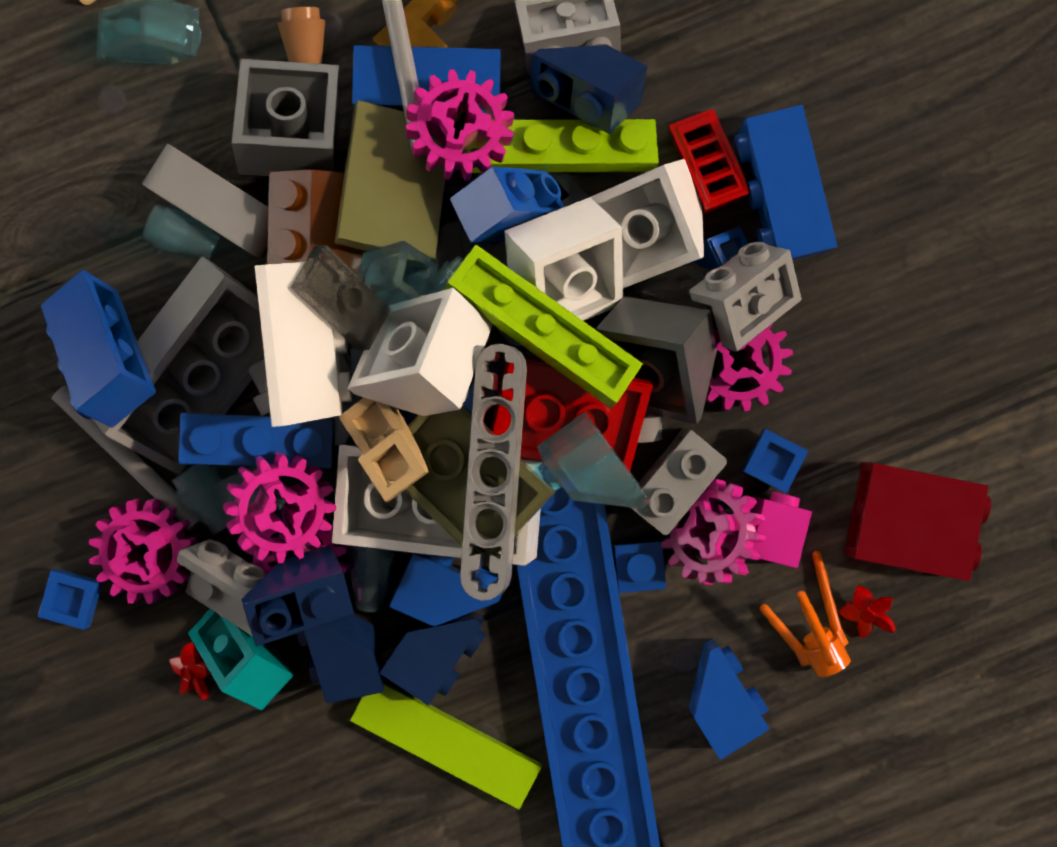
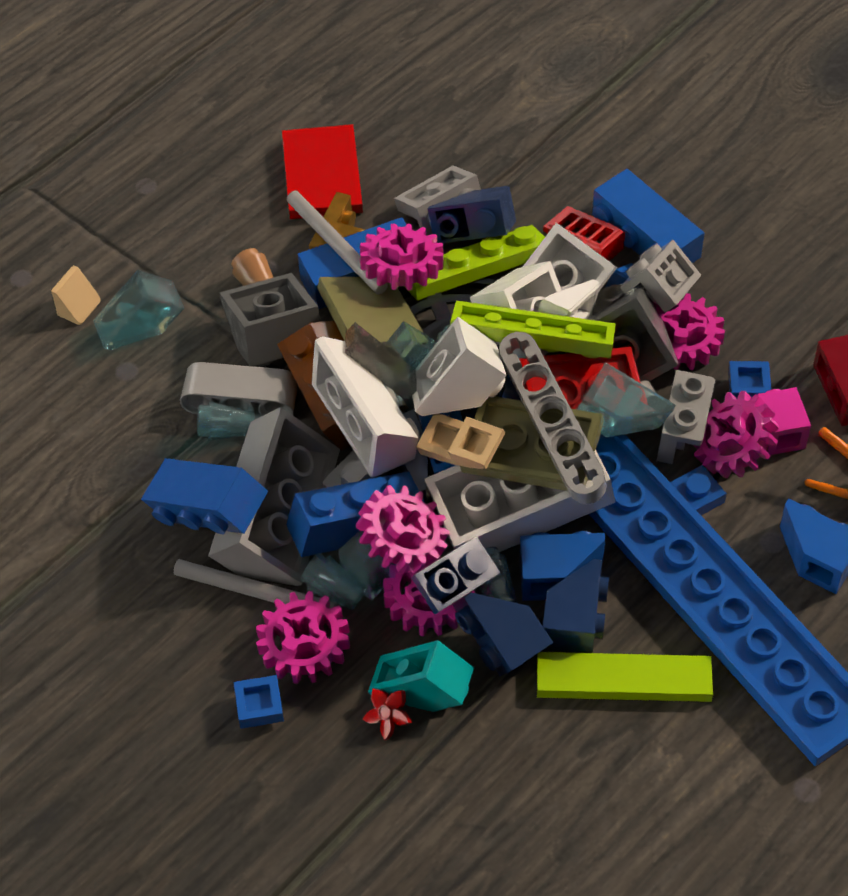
camera: 20 degrees left, 35 degrees down
(220, 579) = (388, 621): light grey bracket -> none
(504, 200) = (452, 283): blue slope -> none
(604, 300) = (572, 302): none -> white slope

